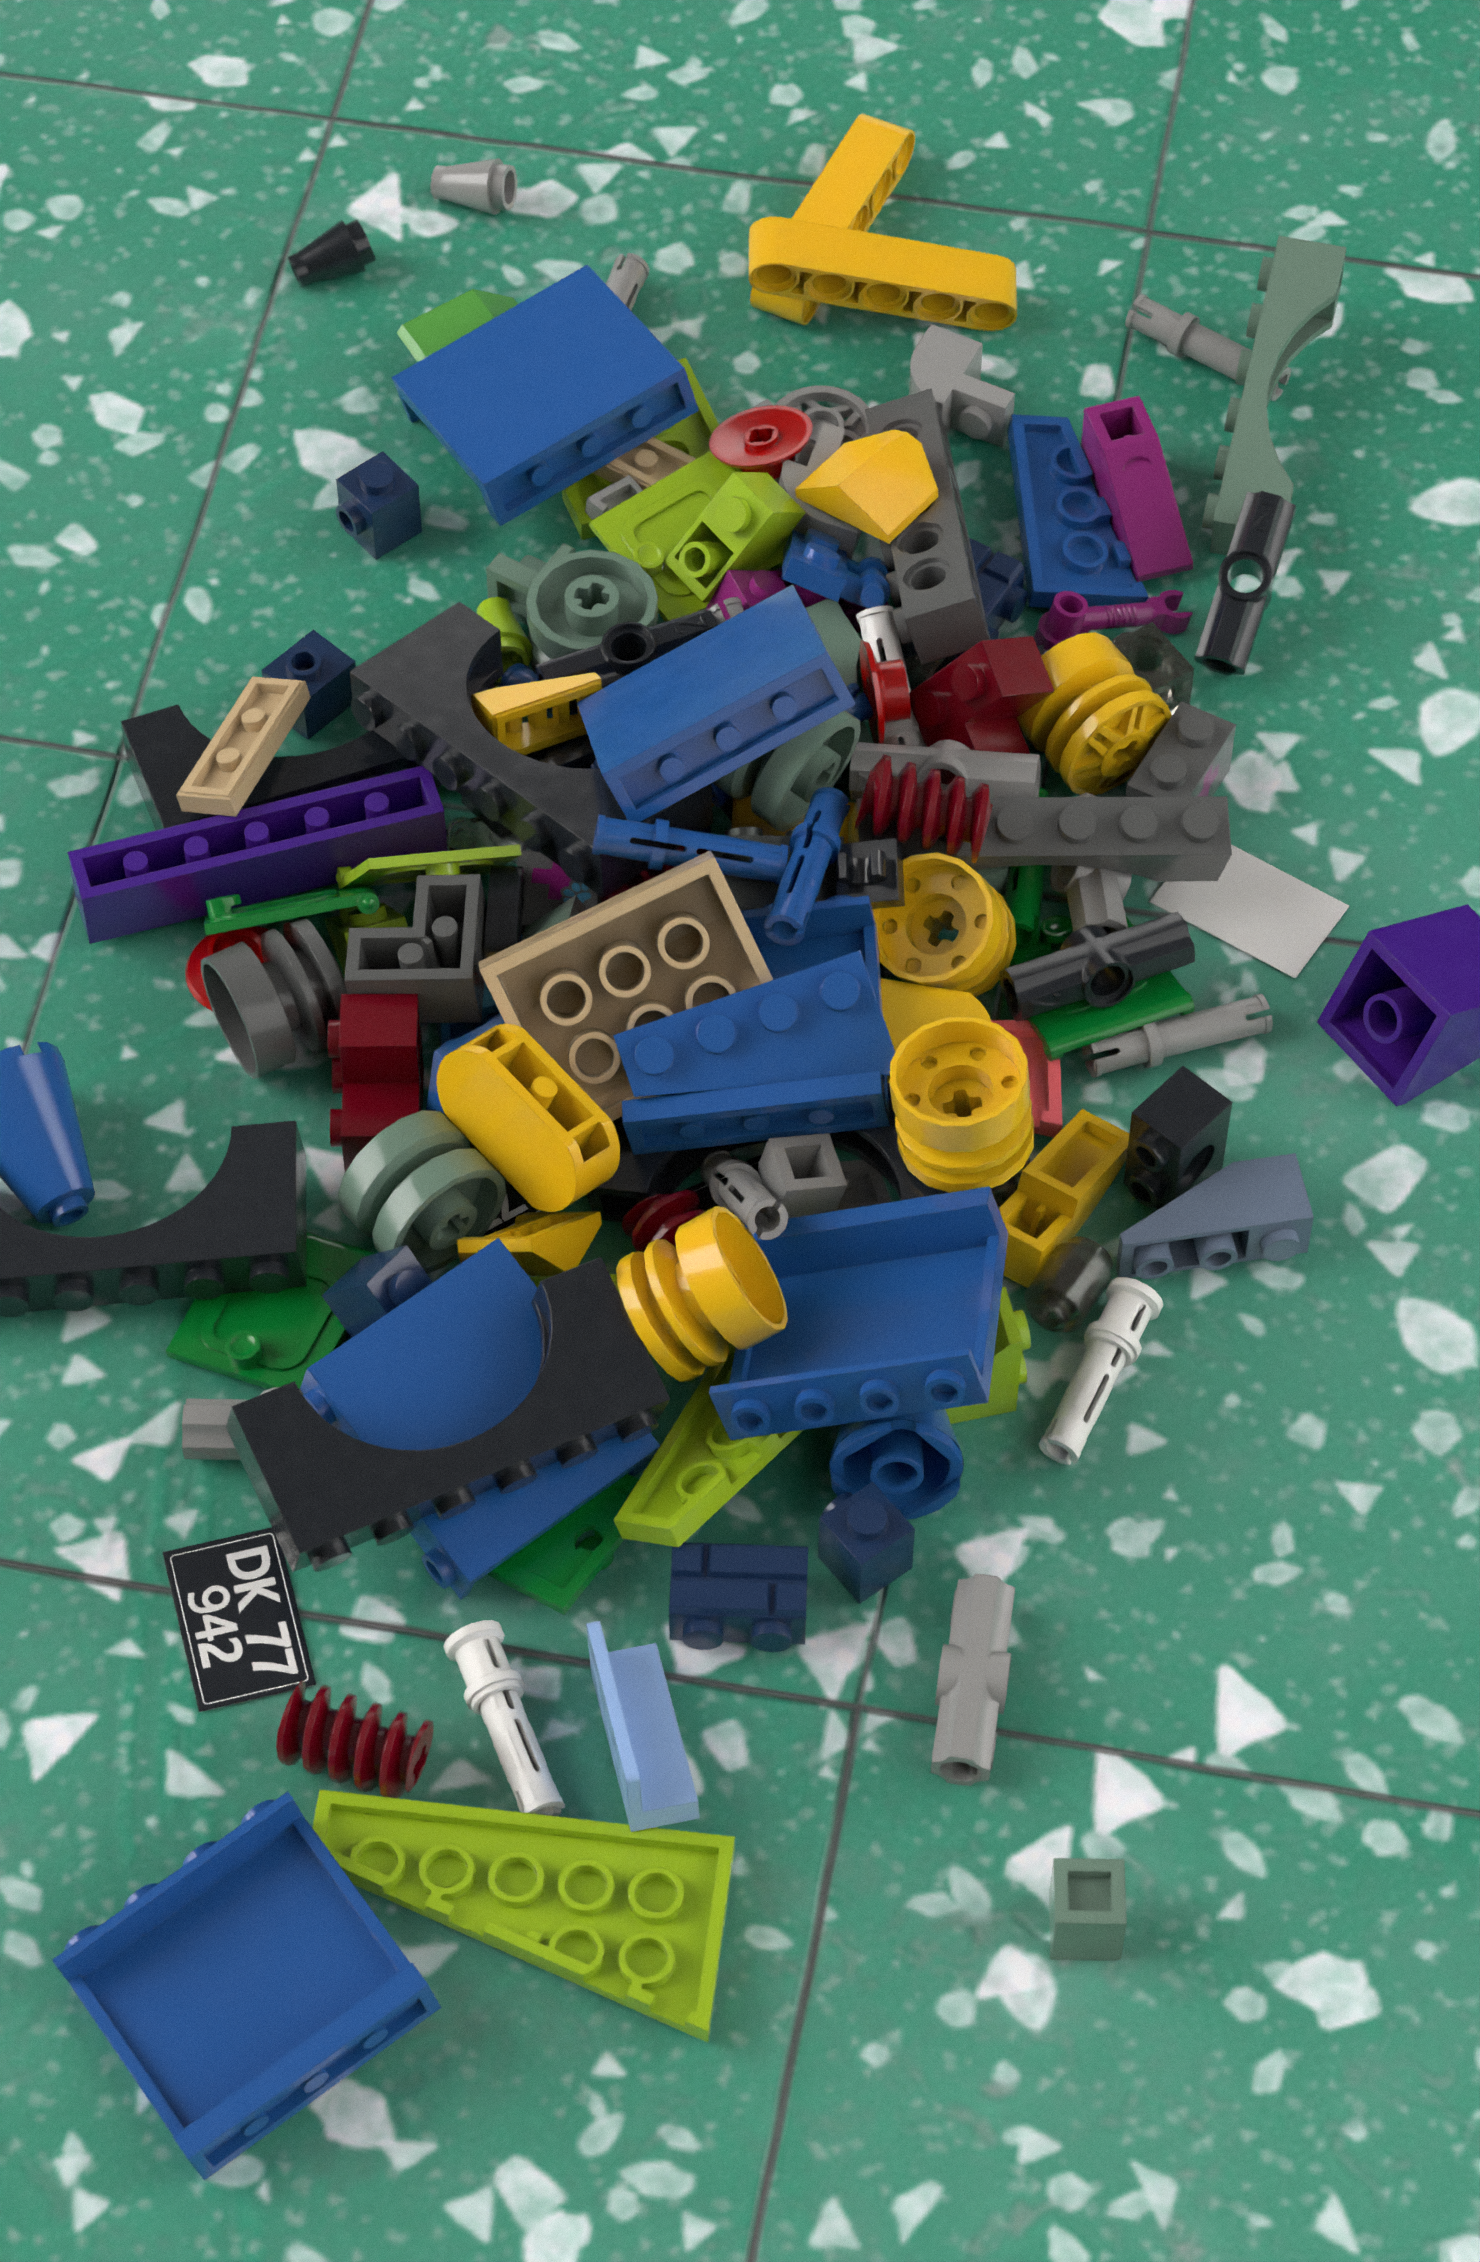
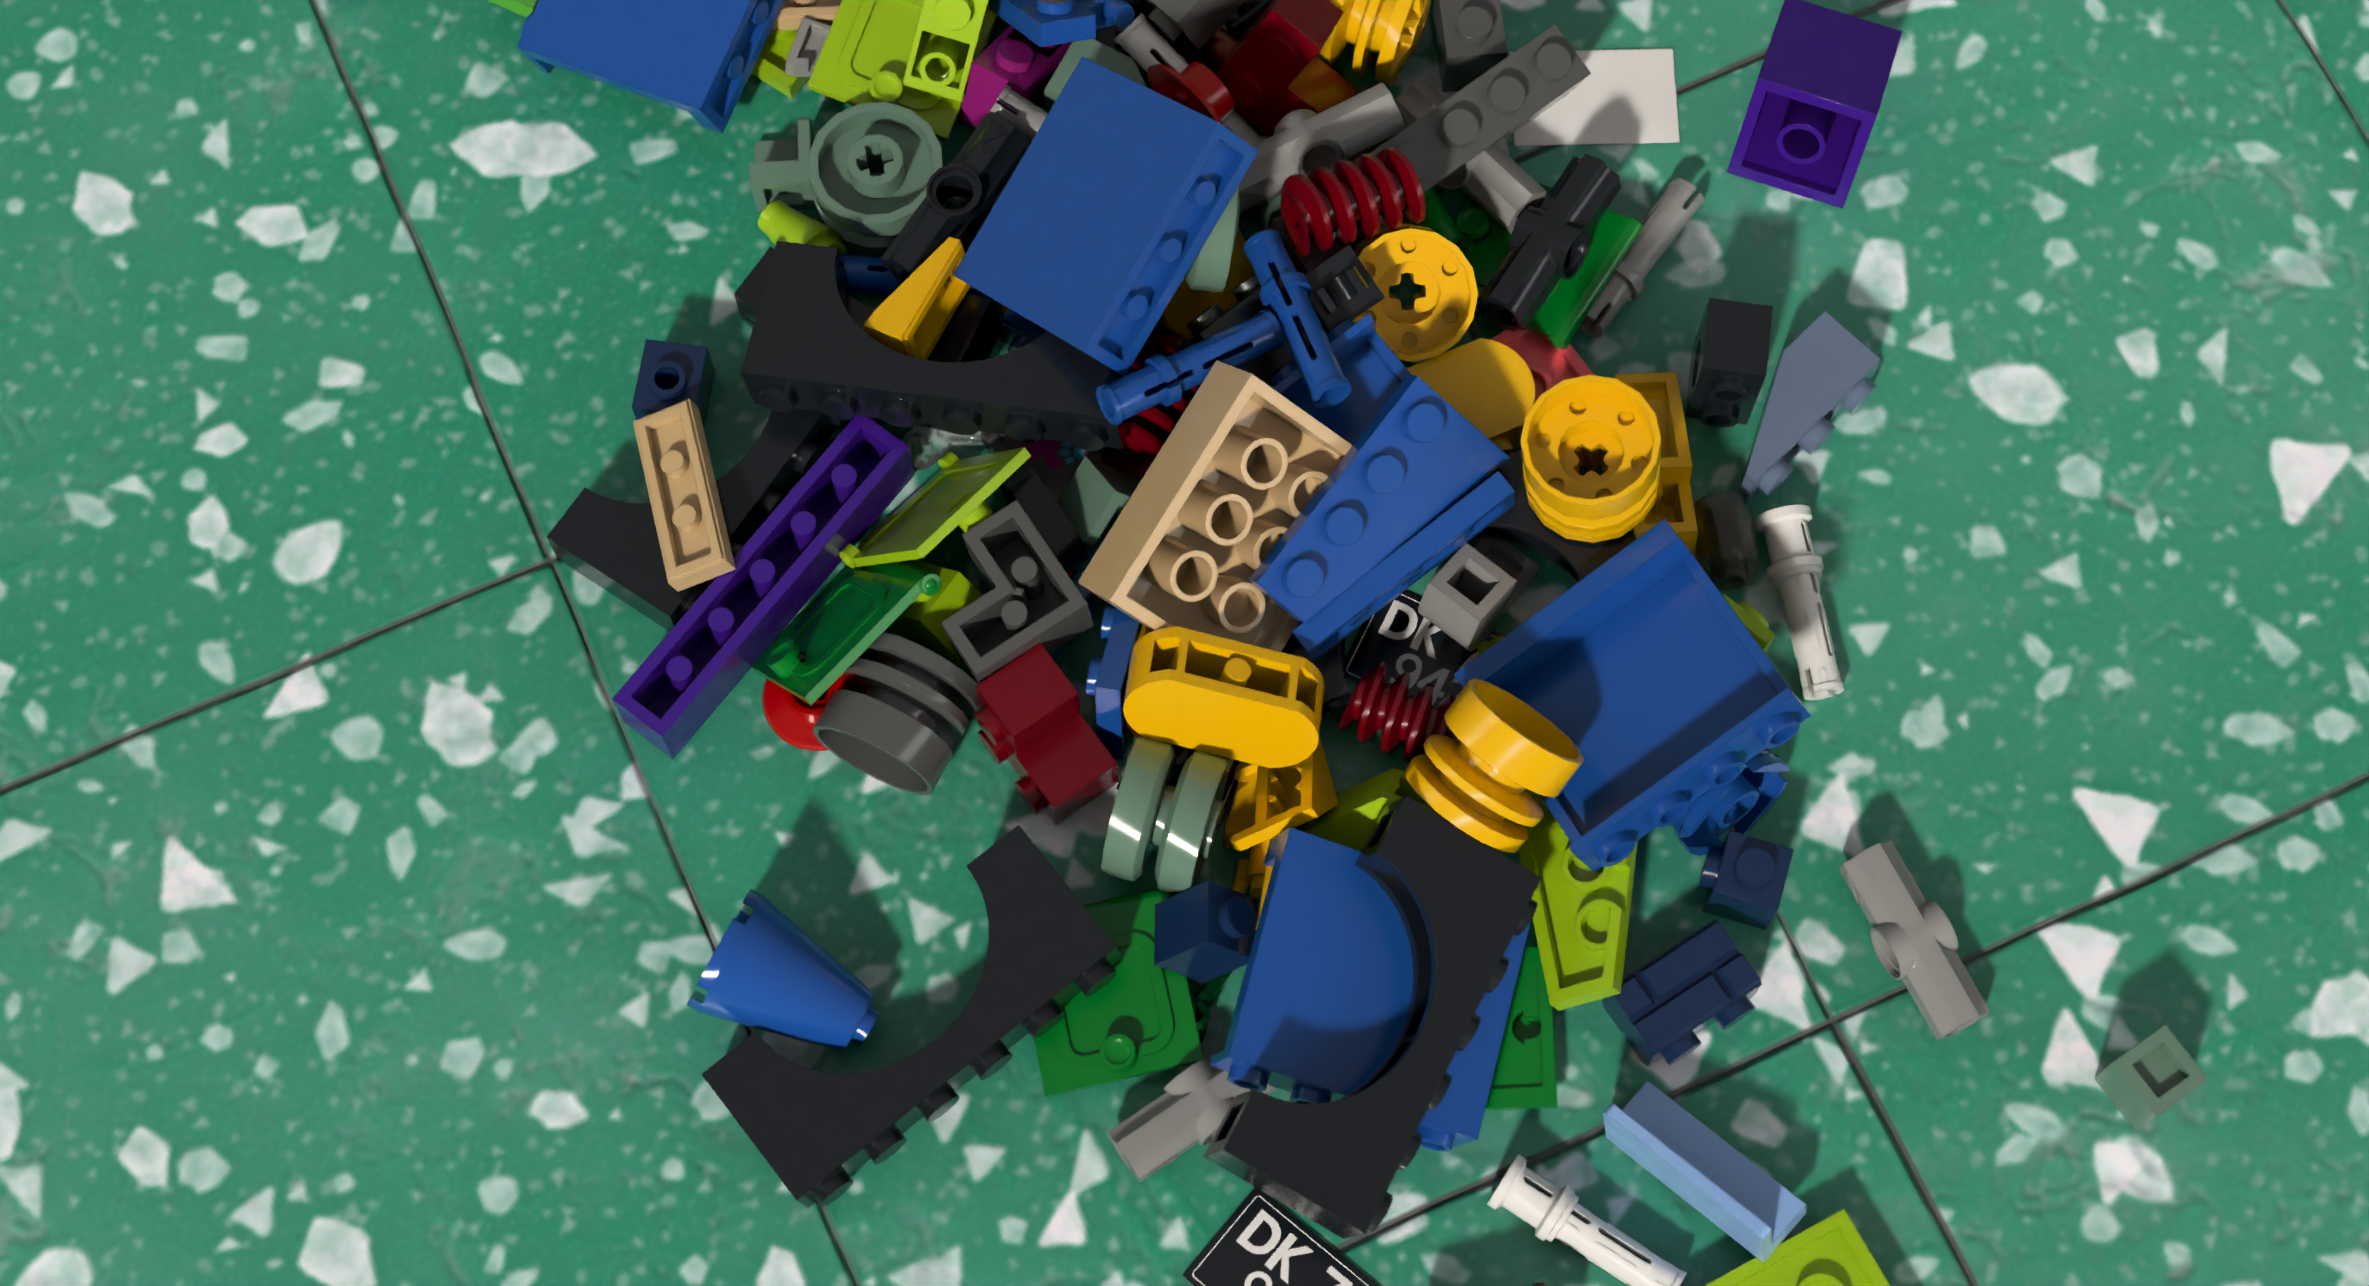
camera: 35 degrees left, 15 degrees up
(379, 505) = (597, 177): dark blue brick -> none
(743, 1194) = (1415, 636): light grey pin -> none

